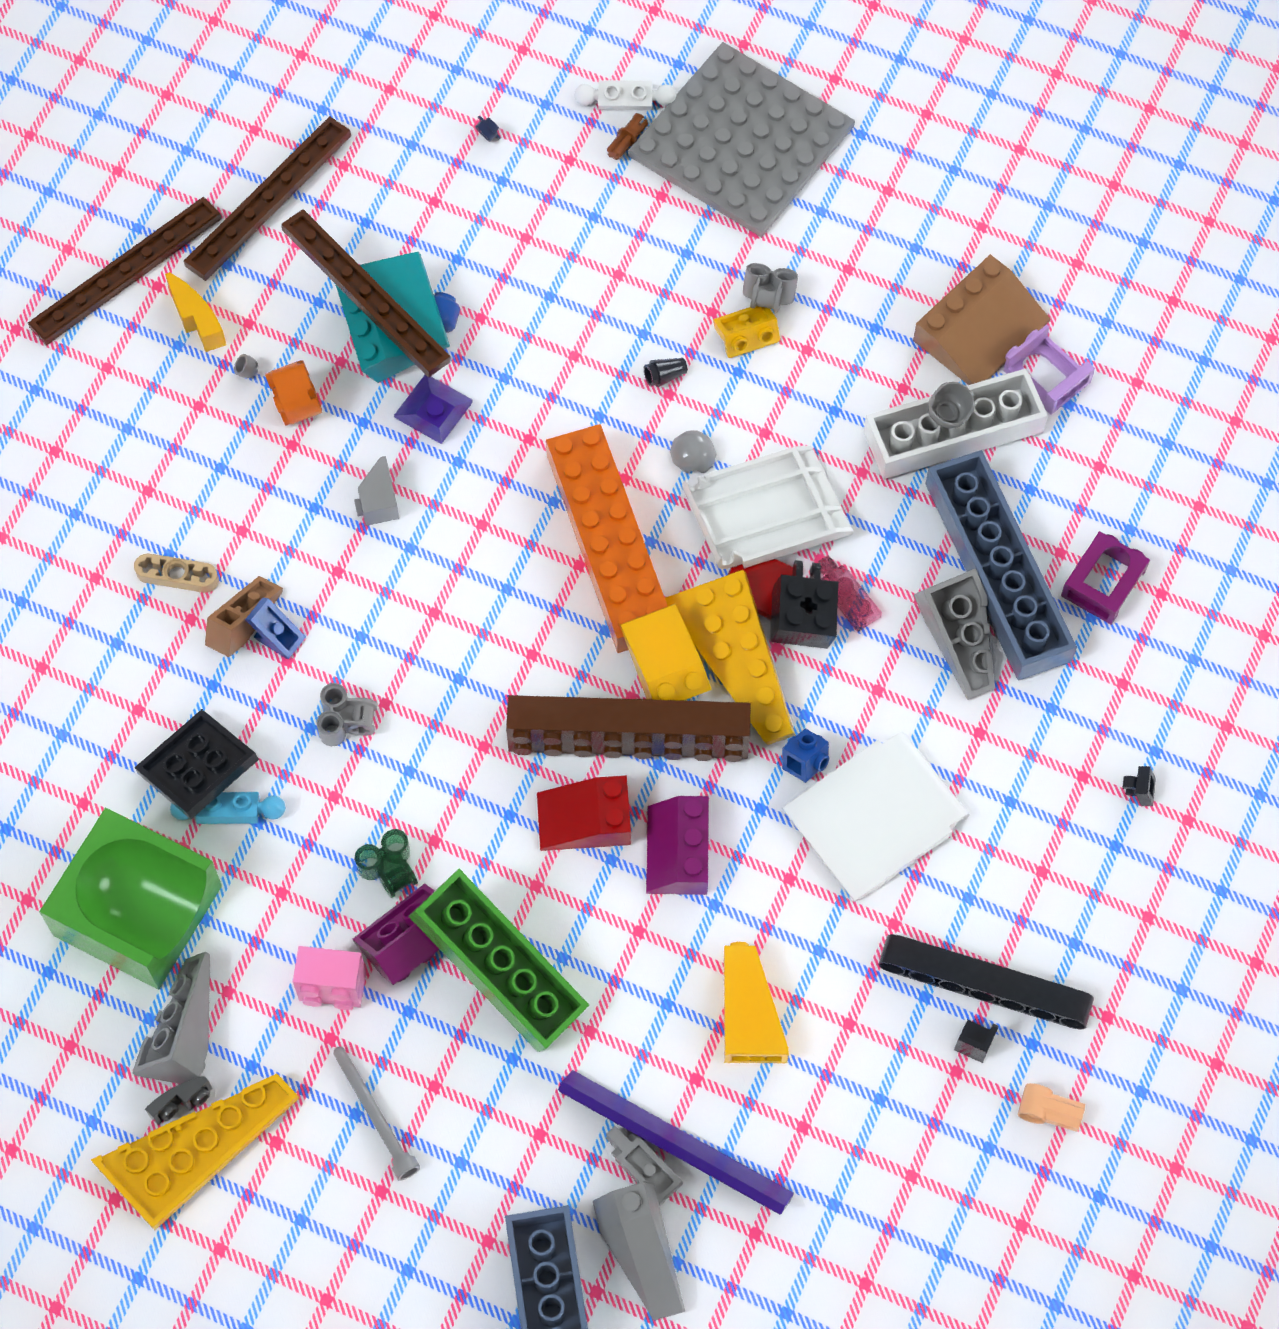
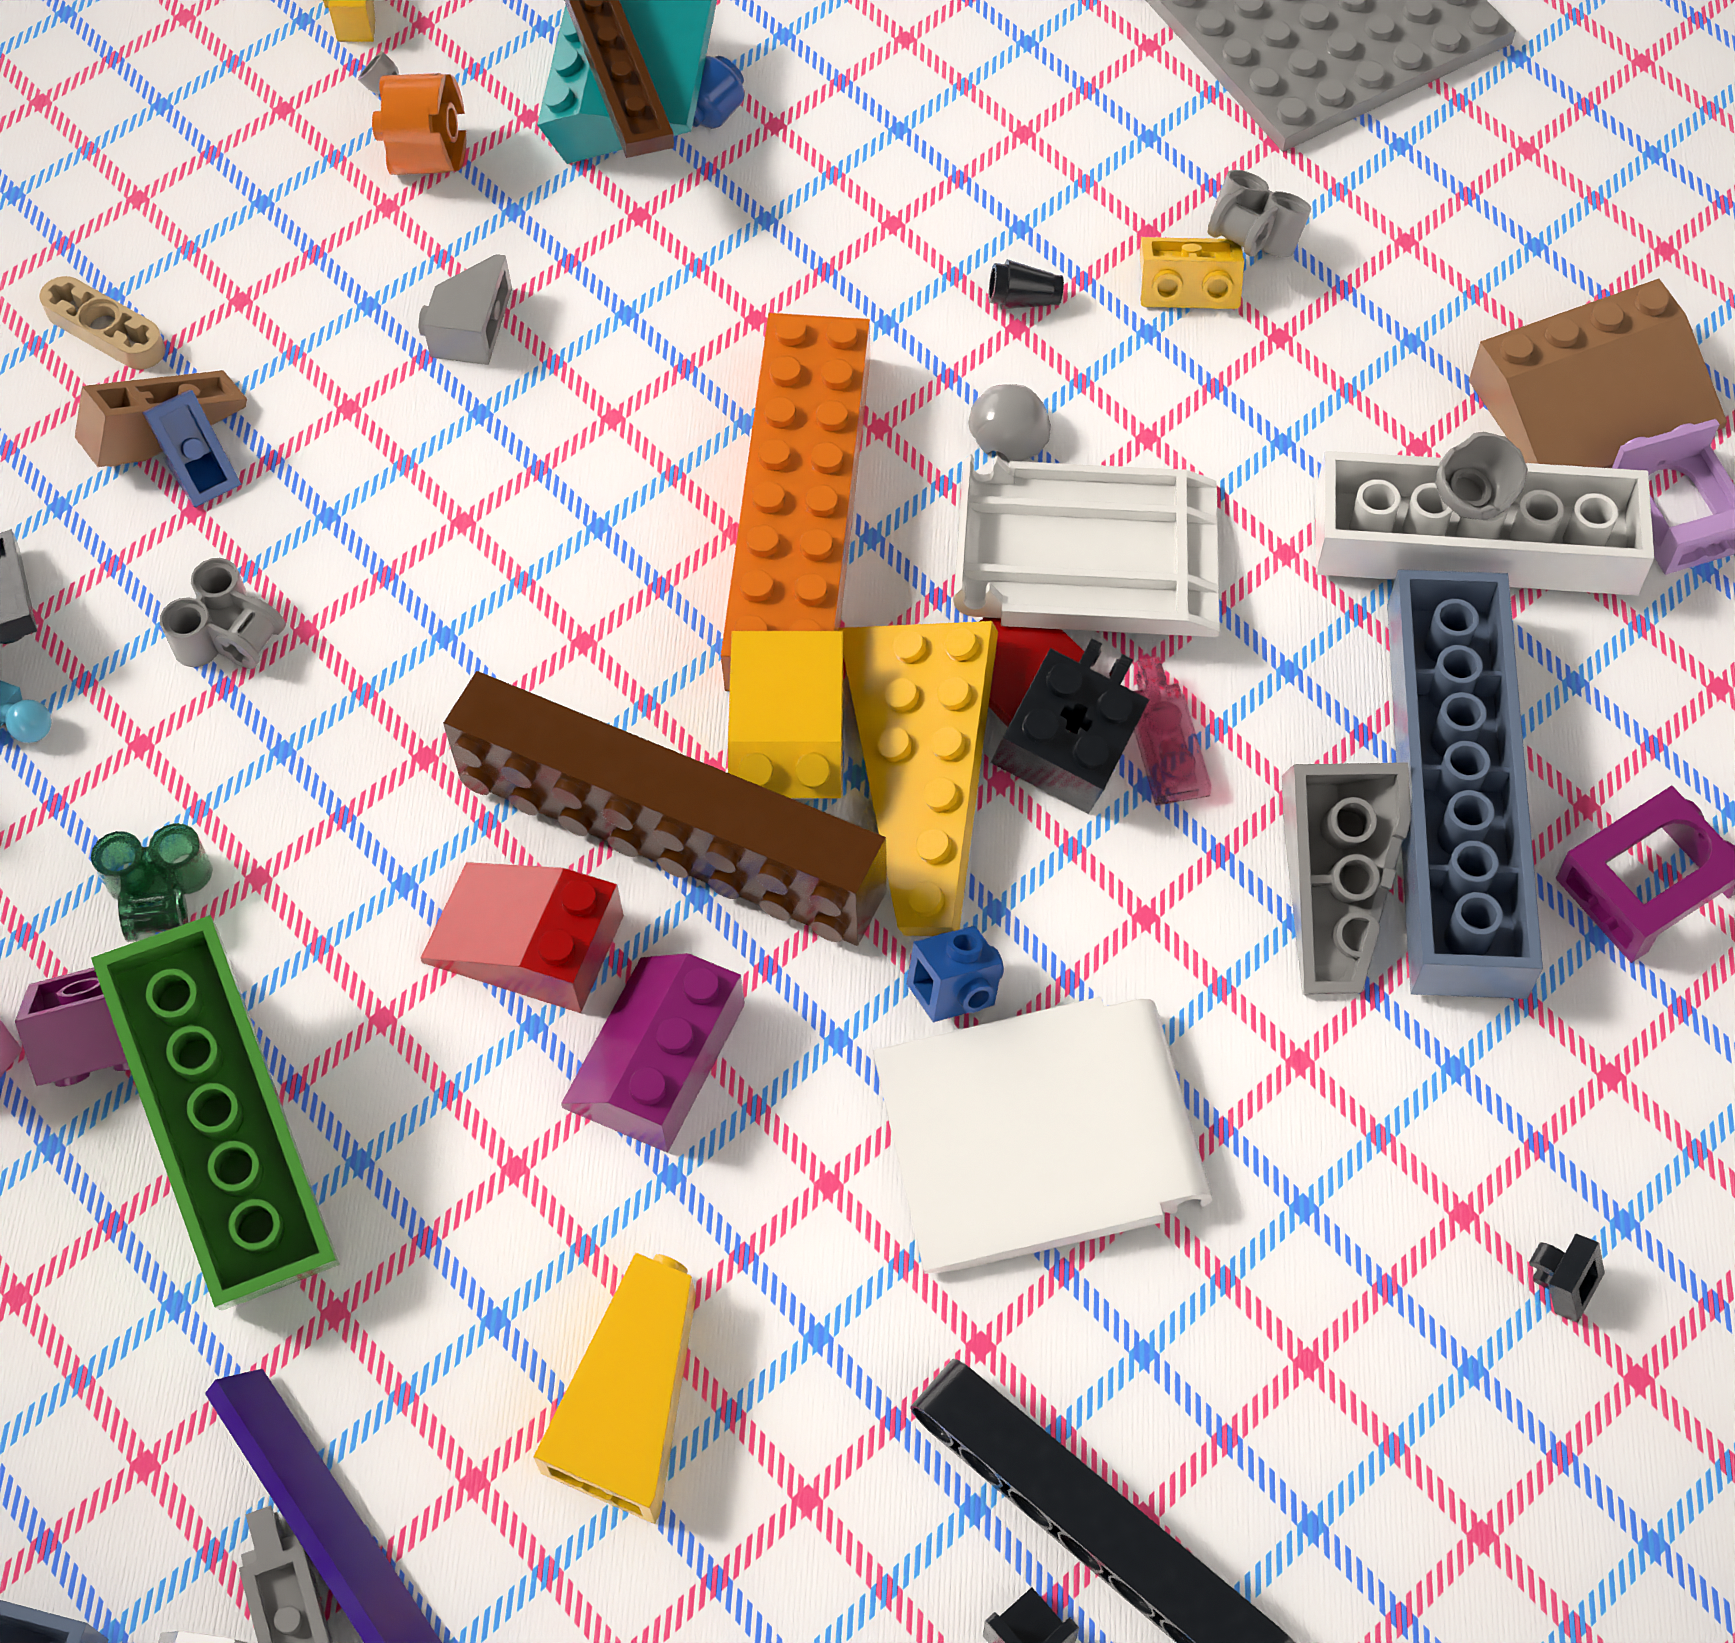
camera: 25 degrees right, 5 degrees down
(433, 408) = (629, 225): dark purple slope -> none

